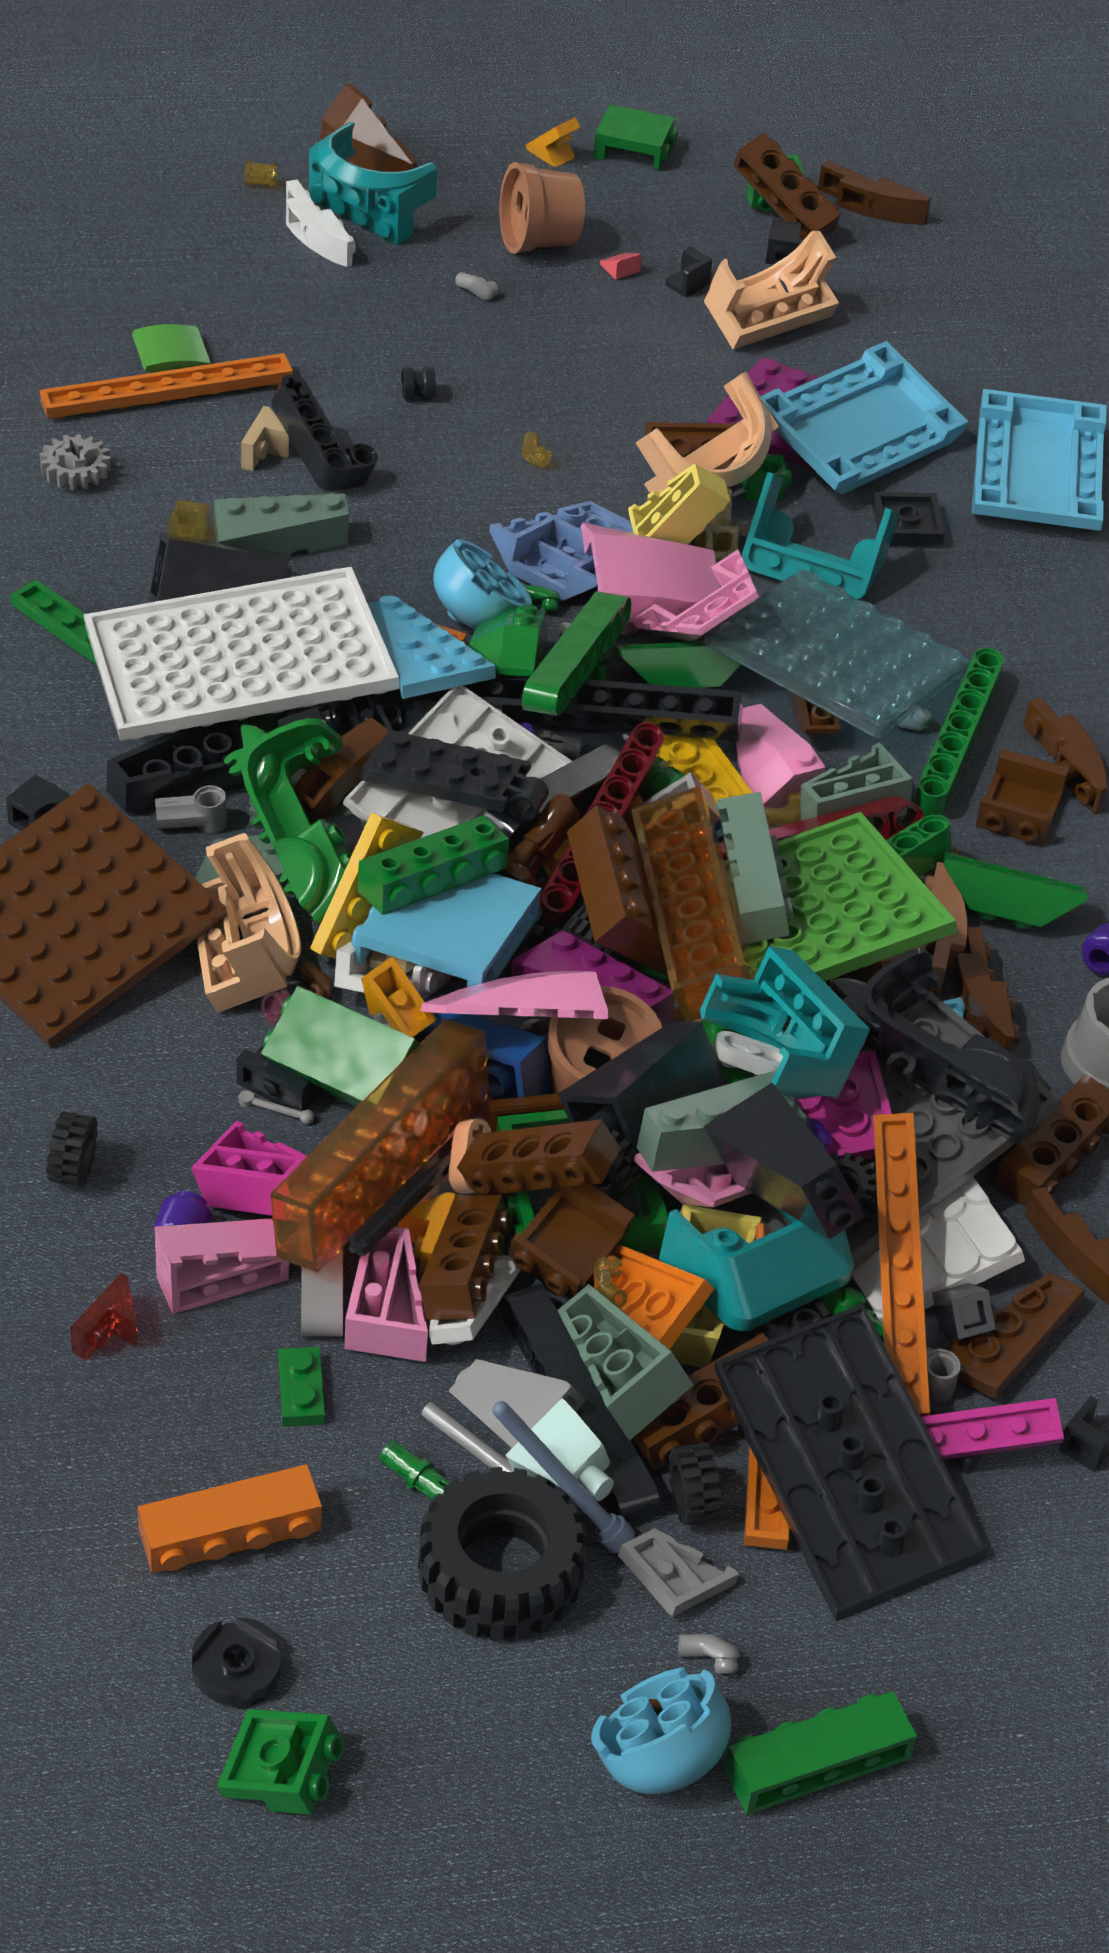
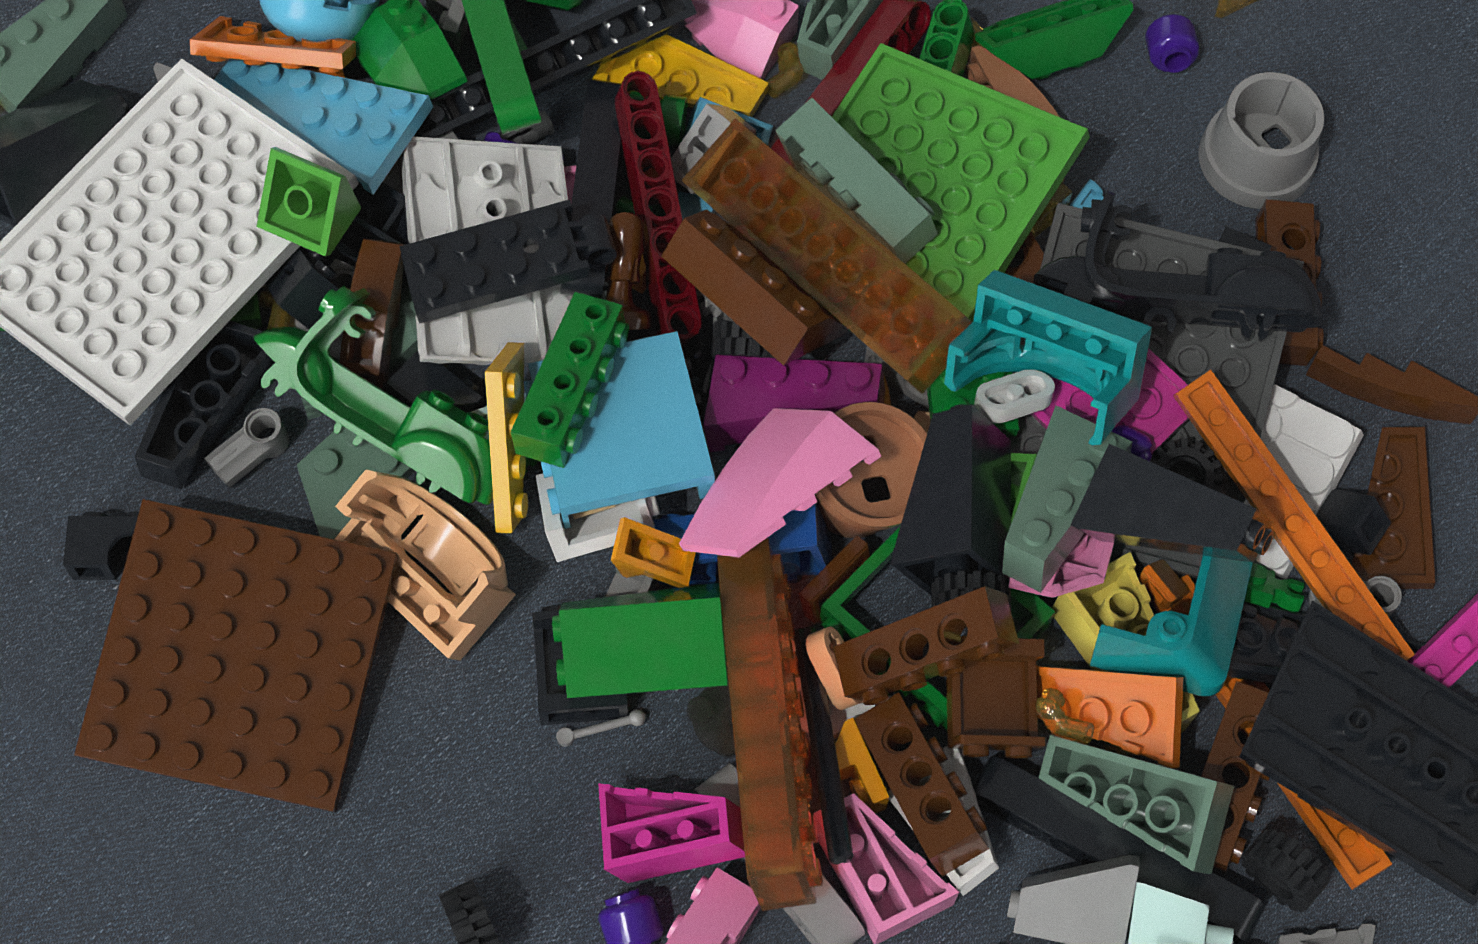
camera: 35 degrees left, 20 degrees up
(273, 1004) = (517, 618): clear pink plate -> none
(316, 979) = (532, 564): reddish brown arm -> none
(348, 668) = (306, 202): none -> bright green slope
(416, 592) = (255, 47): none -> orange wing
(984, 998) = (1119, 171): reddish brown slope -> none

